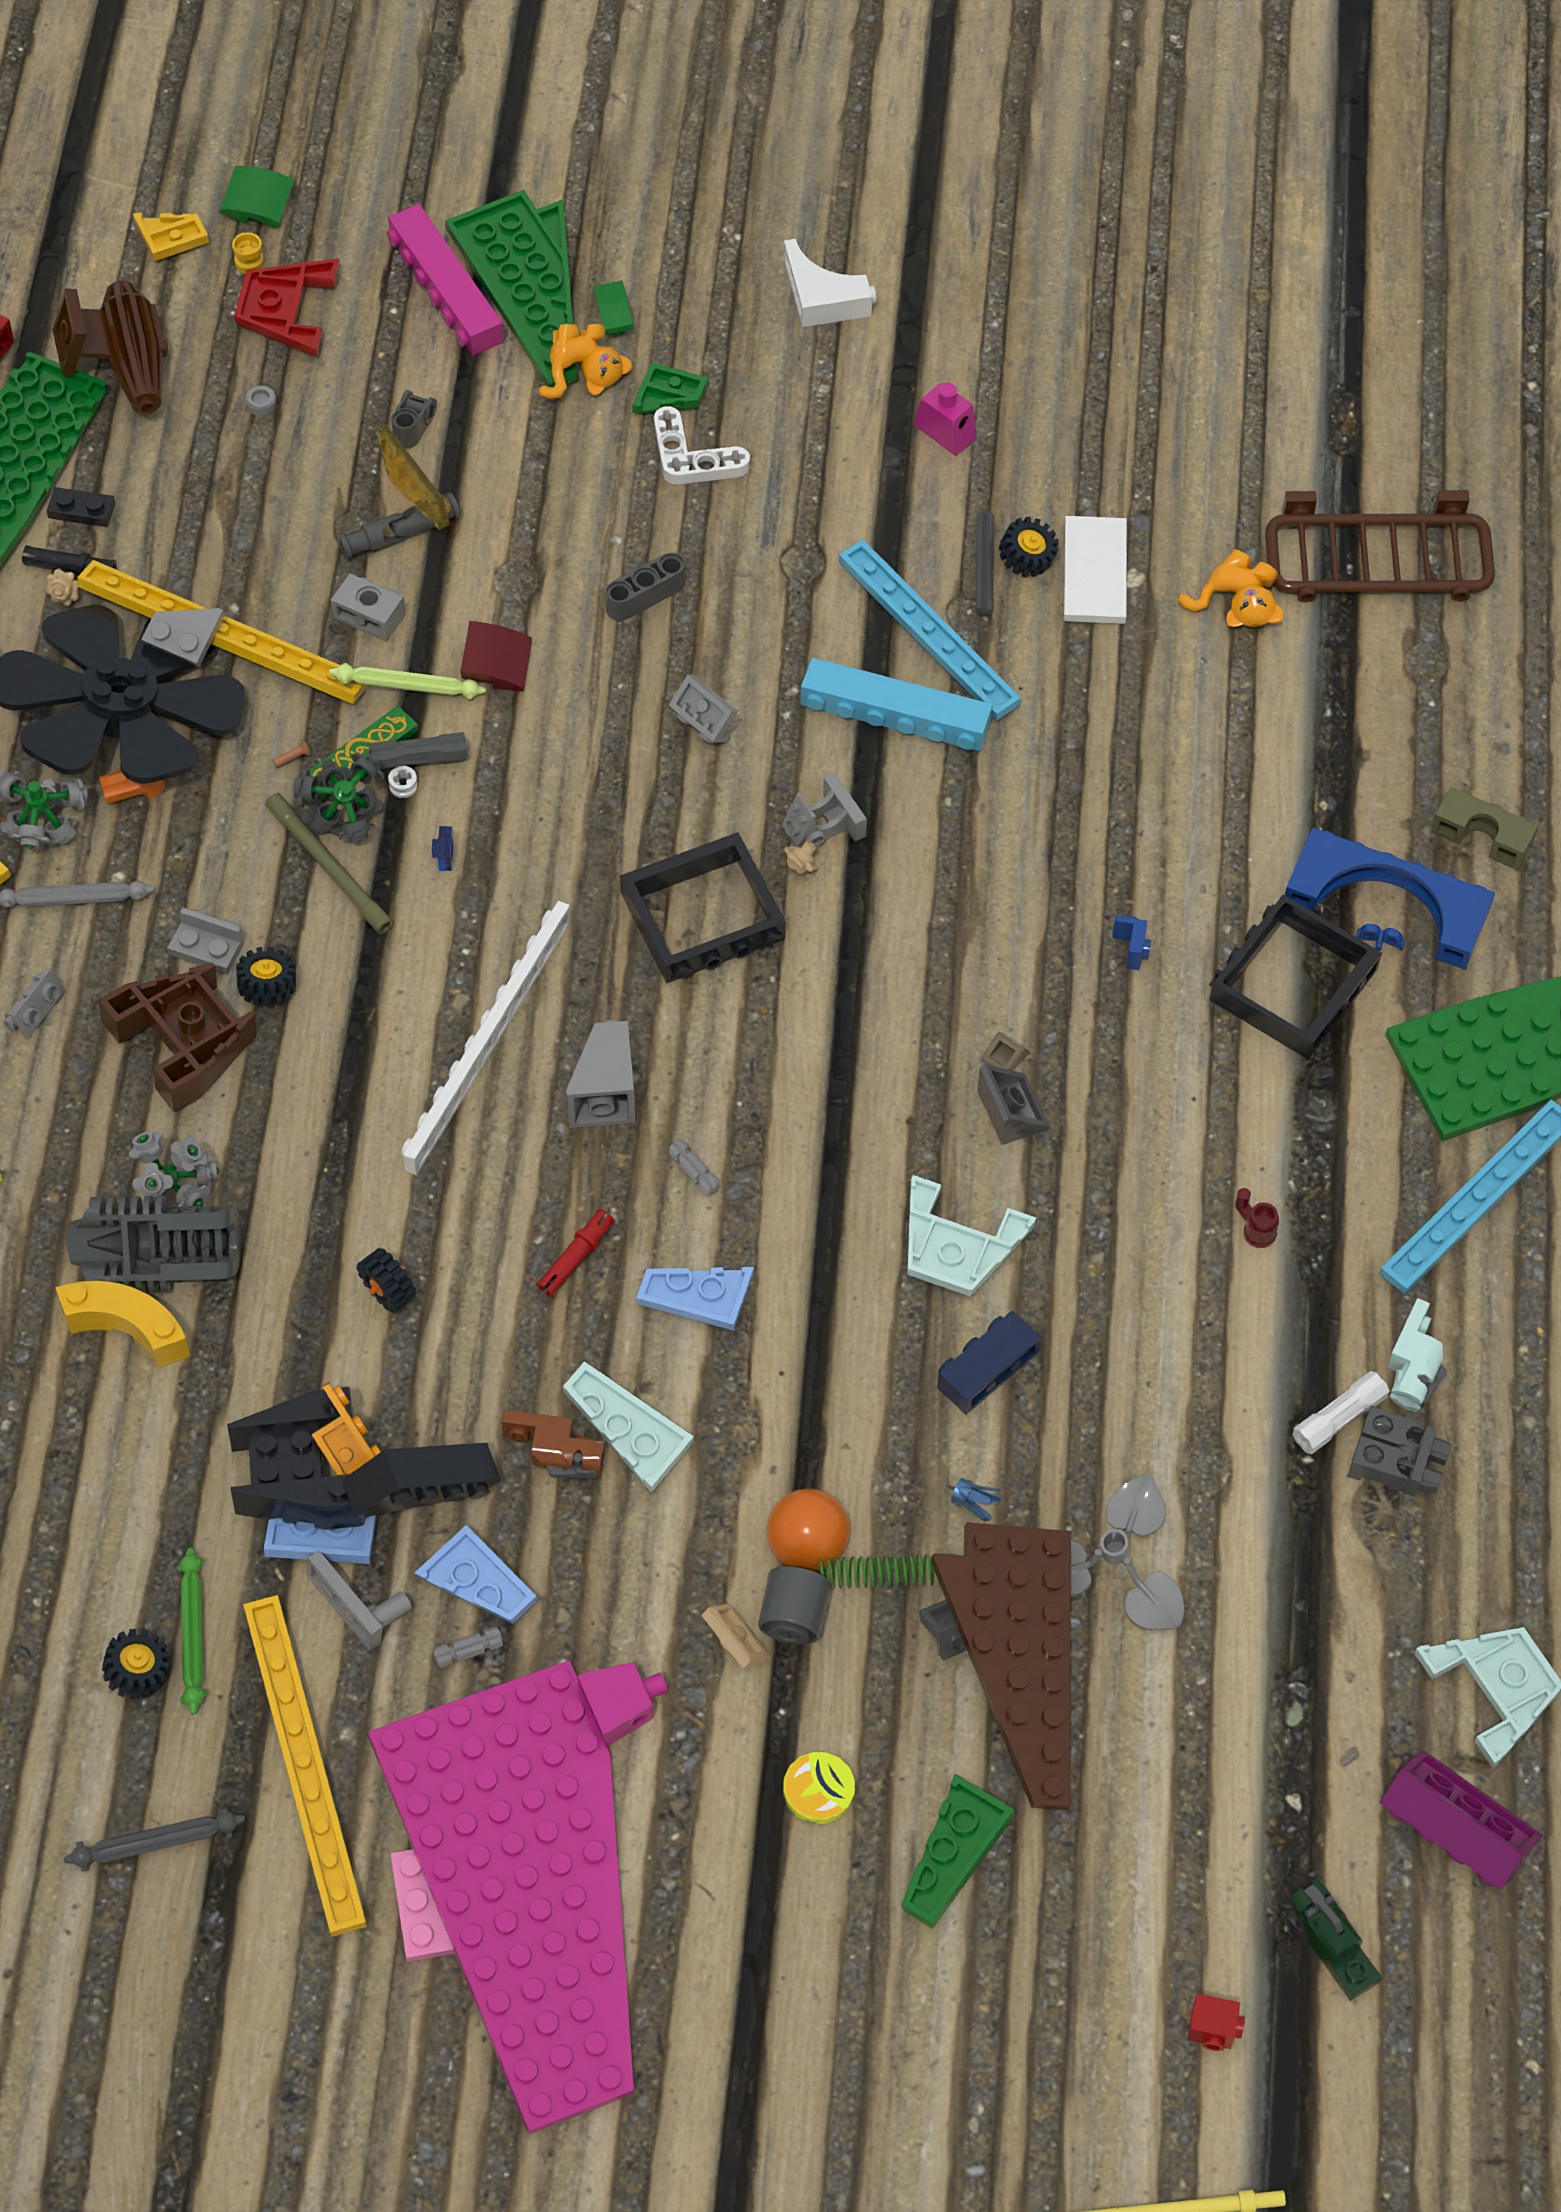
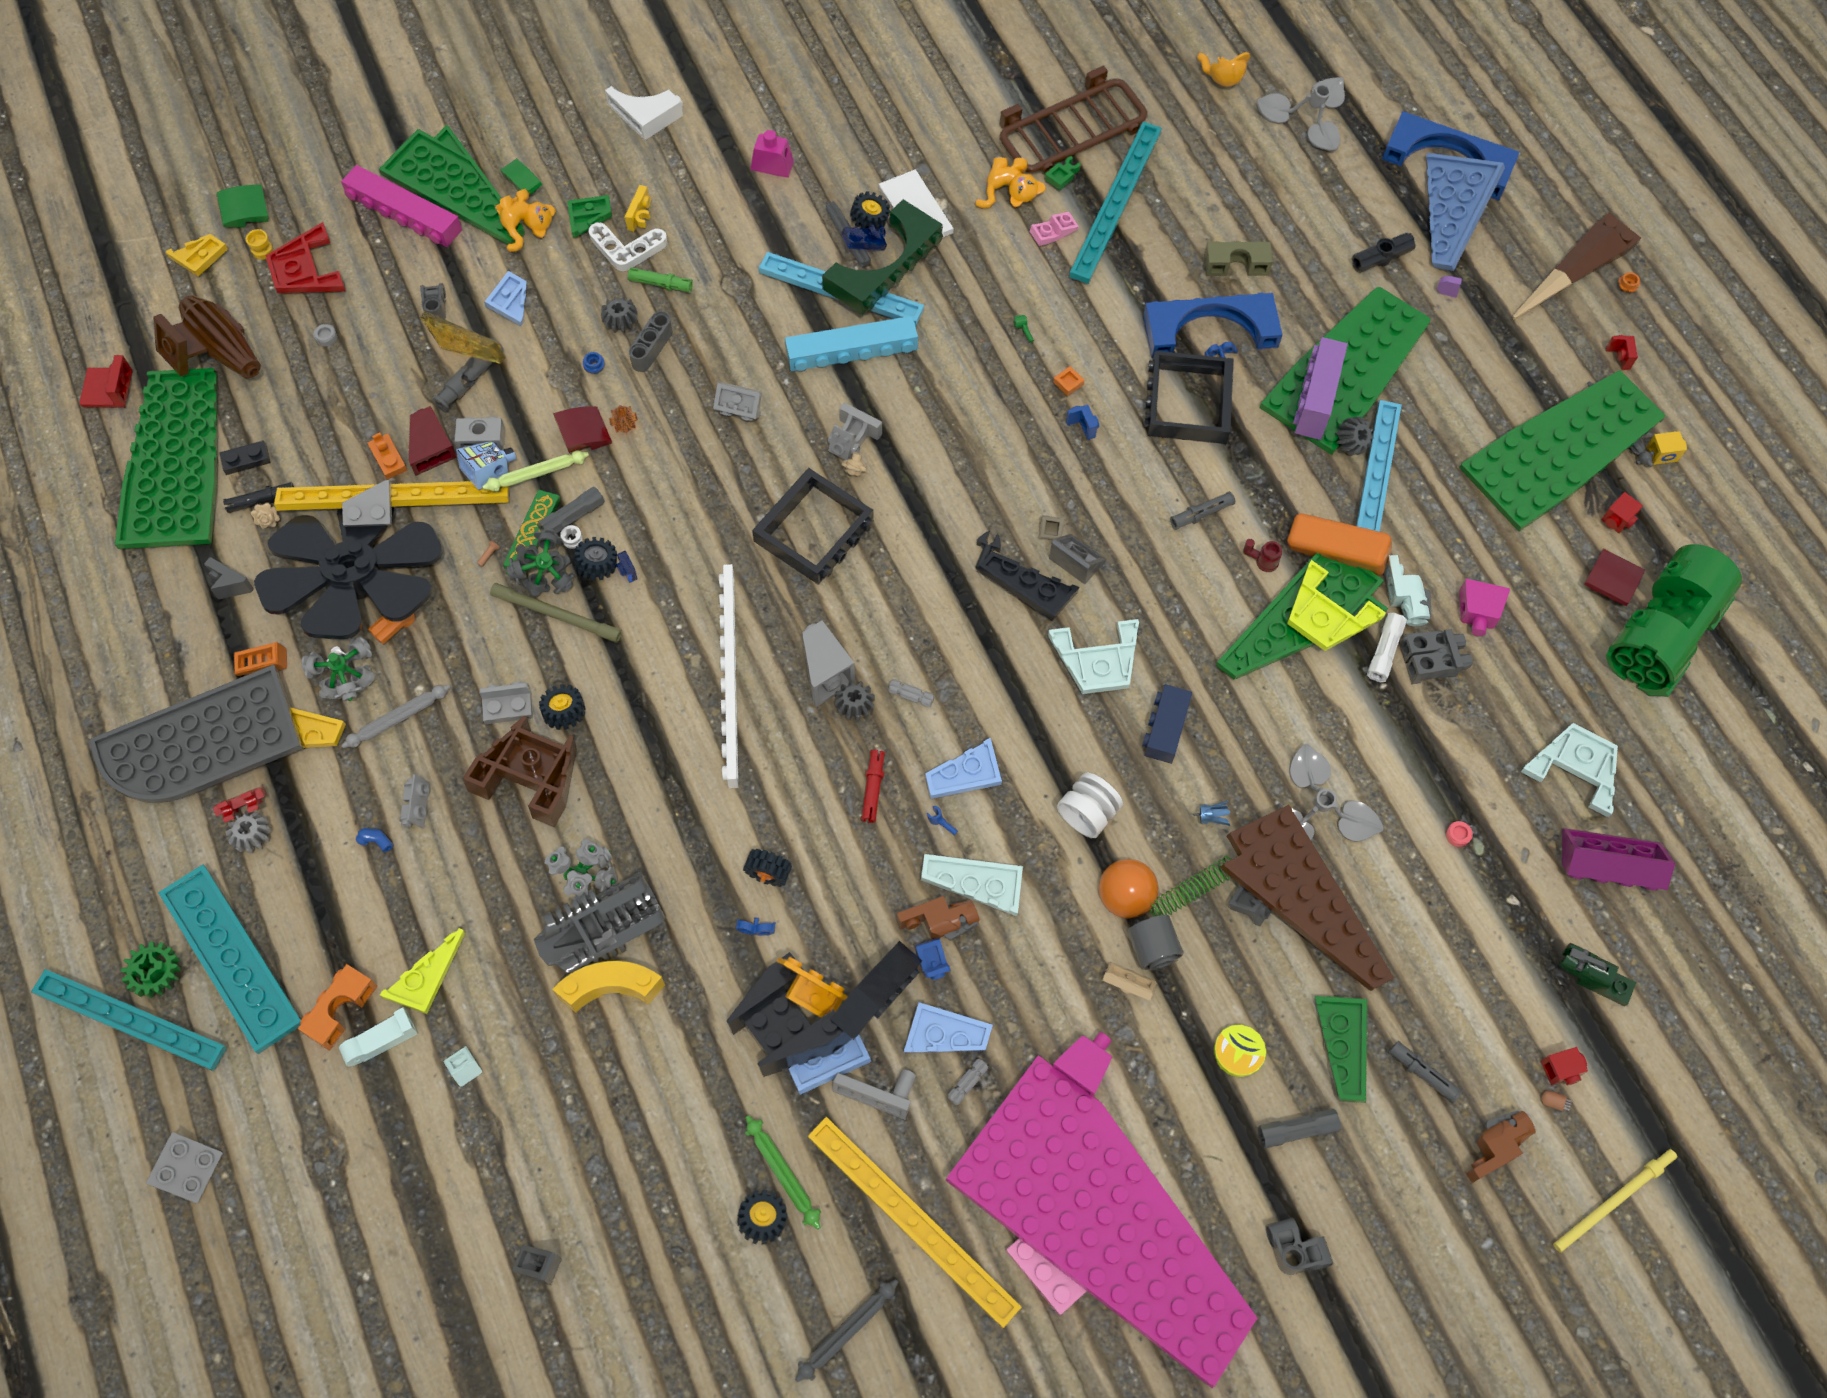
camera: 30 degrees left, 5 degrees up
(245, 581) = (387, 455): none -> orange plate
(301, 586) = (427, 442): none -> dark red slope
(335, 1347) = (756, 928): none -> blue piece
(352, 641) = (483, 462): none -> light blue torso
(412, 820) = (595, 558): none -> black wheel
(506, 454) = (509, 298): none -> light blue wing
(516, 1485) = (933, 959): none -> blue bracket
(552, 667) = (623, 419): none -> clear orange gear
(560, 574) = (593, 357): none -> blue plate
(617, 1141) = (846, 699): none -> dark grey gear
(627, 535) = (619, 314): none -> dark grey gear
(631, 1332) = (940, 820): none -> blue hand
(716, 521) = (666, 281): none -> bright green pin
(734, 411) = (637, 209): none -> yellow plate
(746, 2055) = (1310, 1254): none -> dark grey piece
(803, 1904) = (1280, 1132): none -> dark grey axle
(826, 1403) = (1090, 805): none -> white wheel
(903, 1041) = (987, 549): none -> black bar
(929, 1116) = (1038, 591): none -> black wing
(953, 641) = (864, 288): none -> dark green arch
(998, 578) = (864, 238): none -> clear blue plate
(1026, 1919) = (1415, 1064): none -> dark grey pin
(1065, 2065) = (1501, 1142): none -> dark orange plate
(1136, 777) = (1021, 322): none -> green hand
(1148, 881) = (1068, 381): none -> orange plate
(1175, 1125) = (1180, 519): none -> dark grey pin
(1177, 2058) = (1555, 1100): none -> nougat piece
(1270, 678) = (1056, 228): none -> bright pink slope
(1273, 1334) = (1324, 620): none -> neon yellow wing
(1277, 1685) = (1459, 834): none -> coral tile
(1287, 1315) = (1273, 639): none -> green wing
(1319, 612) = (1061, 174): none -> green plate
(1367, 1254) = (1340, 542): none -> orange piece
(1368, 679) = (1115, 203): none -> teal plate
(1466, 1042) = (1319, 388): none -> medium lavender brick
(1491, 1132) = (1354, 435): none -> dark grey gear
(1507, 1424) = (1481, 605): none -> dark pink torso

